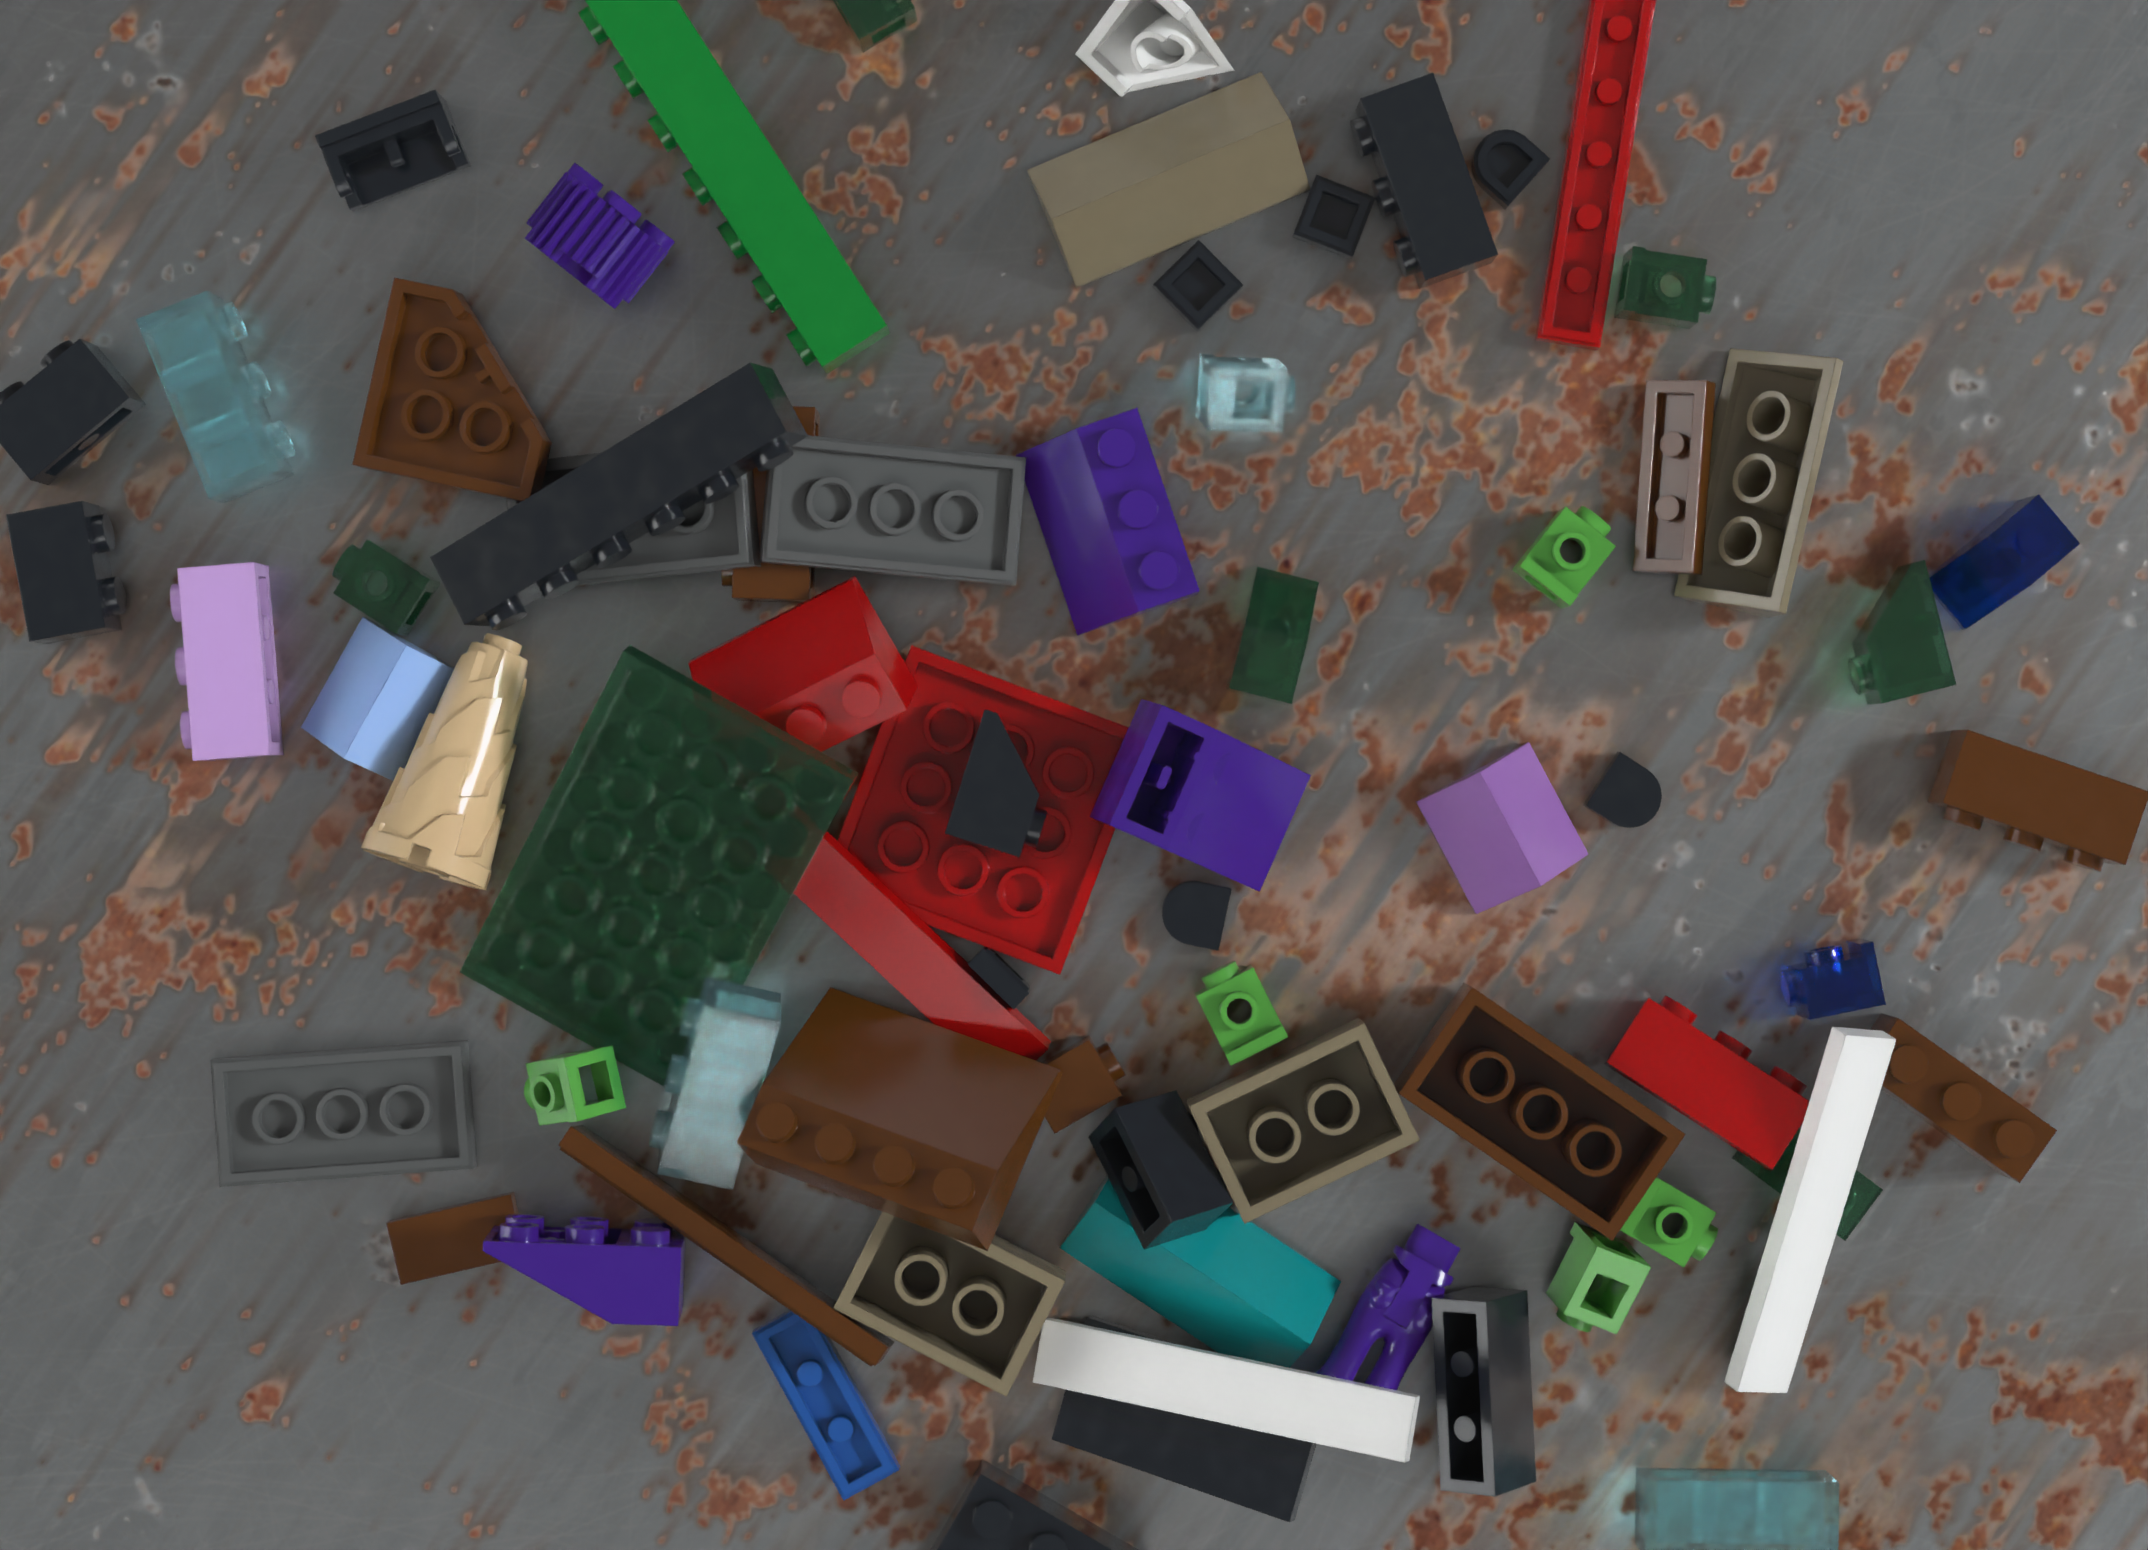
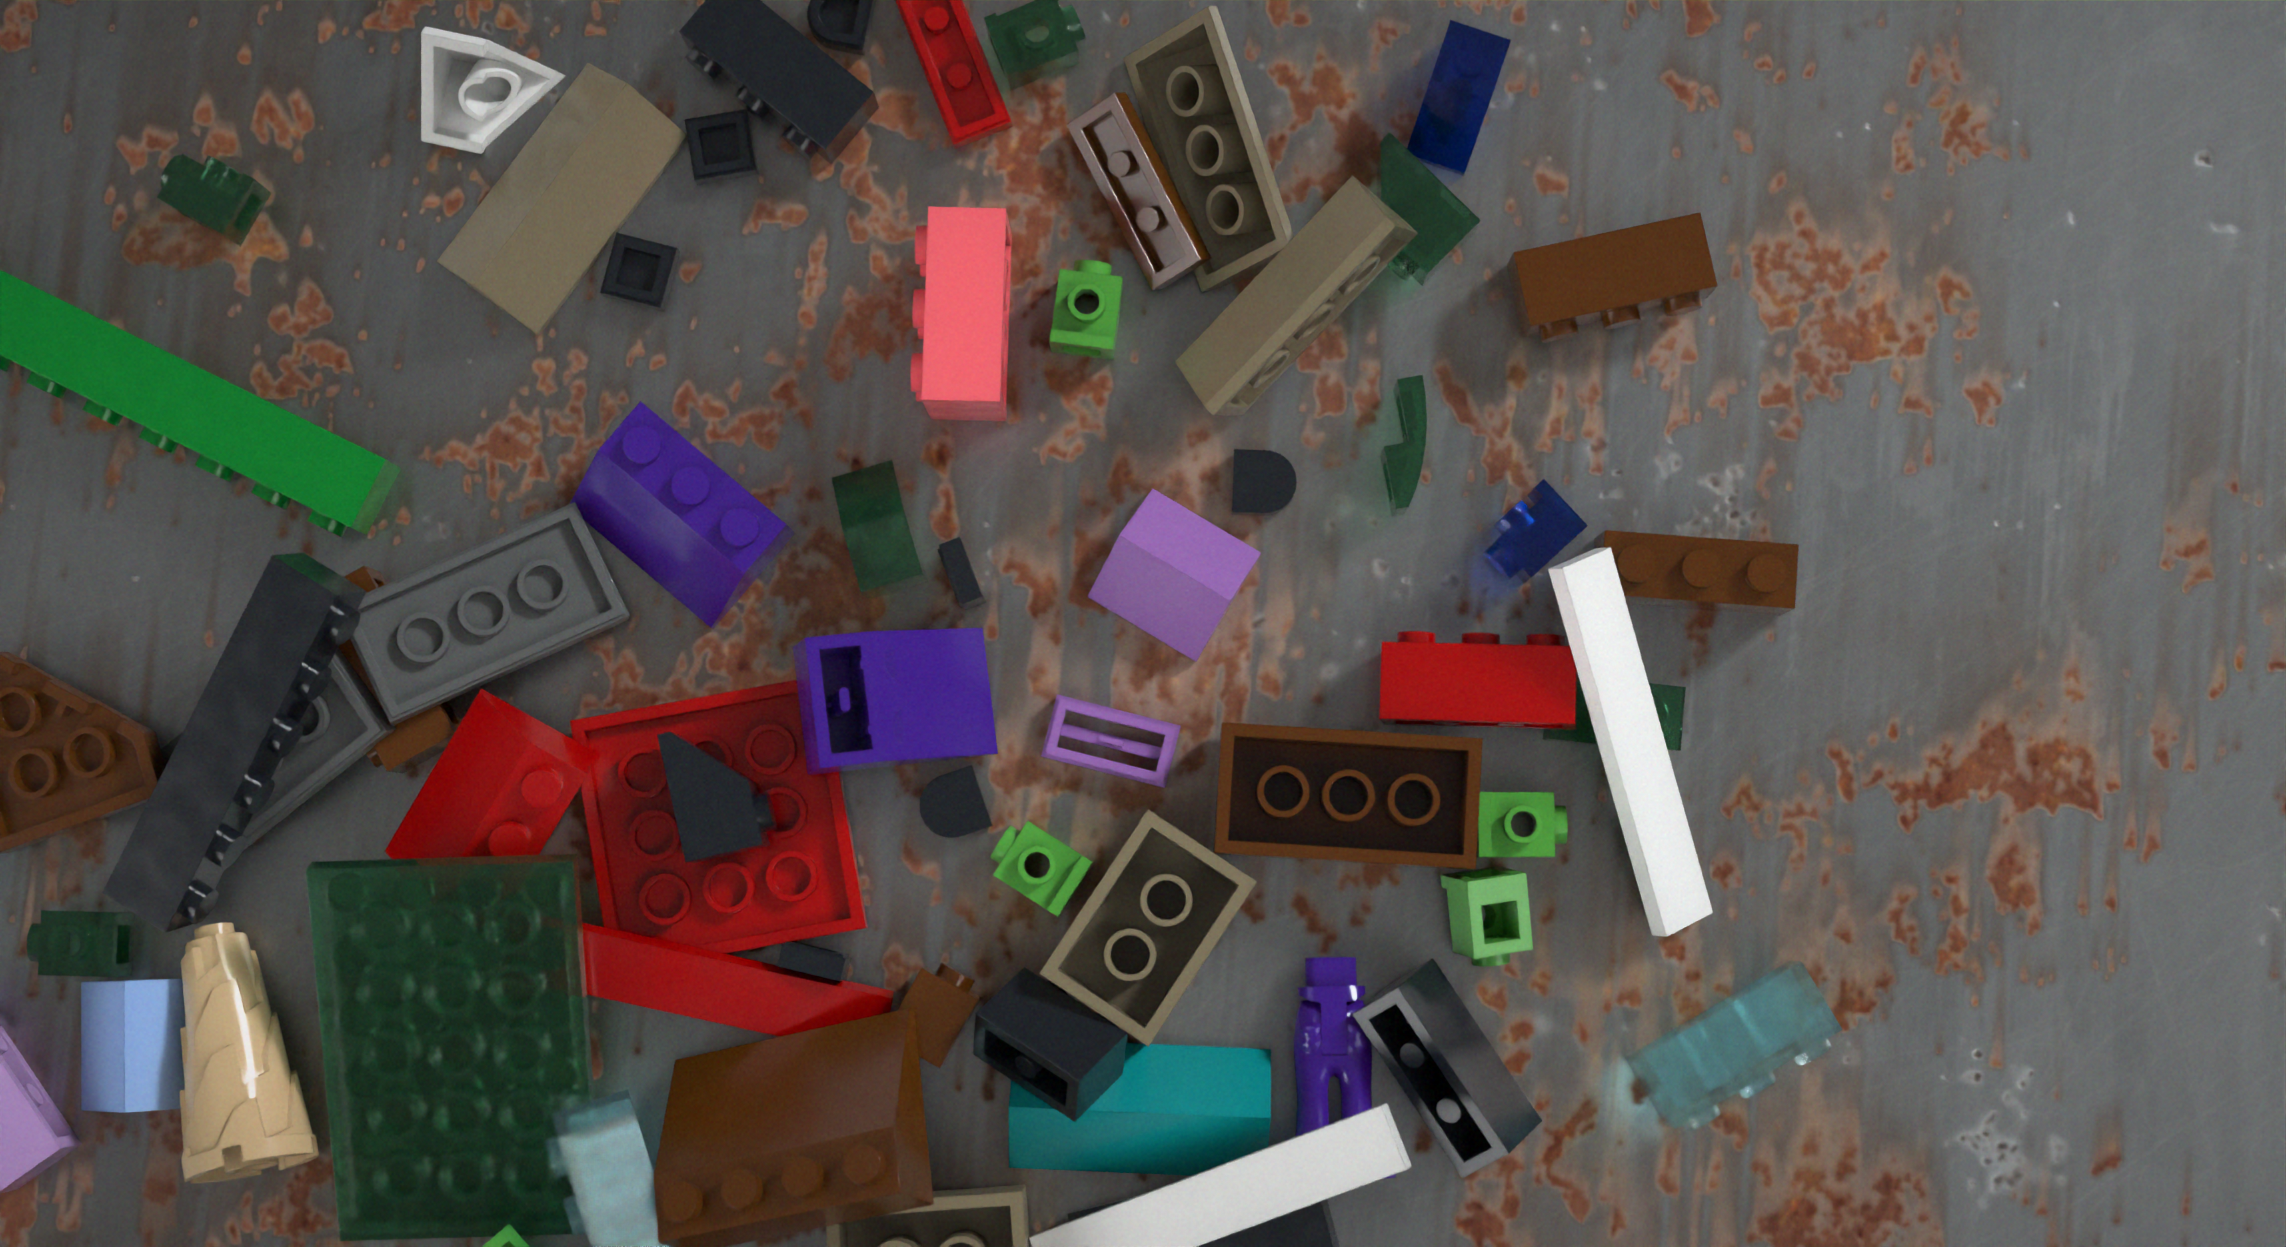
camera: 25 degrees left, 5 degrees down
(597, 237) = (92, 532): dark purple brick -> none
(1259, 412) = (757, 340): clear light blue brick -> none
(1321, 719) = (961, 574): none -> black tile
(1400, 977) = (1058, 728): none -> medium lavender tile
(1460, 498) = (963, 313): none -> coral brick
(1753, 656) = (1294, 299): none -> dark tan slope
(1760, 854) = (1404, 461): none -> clear green slope

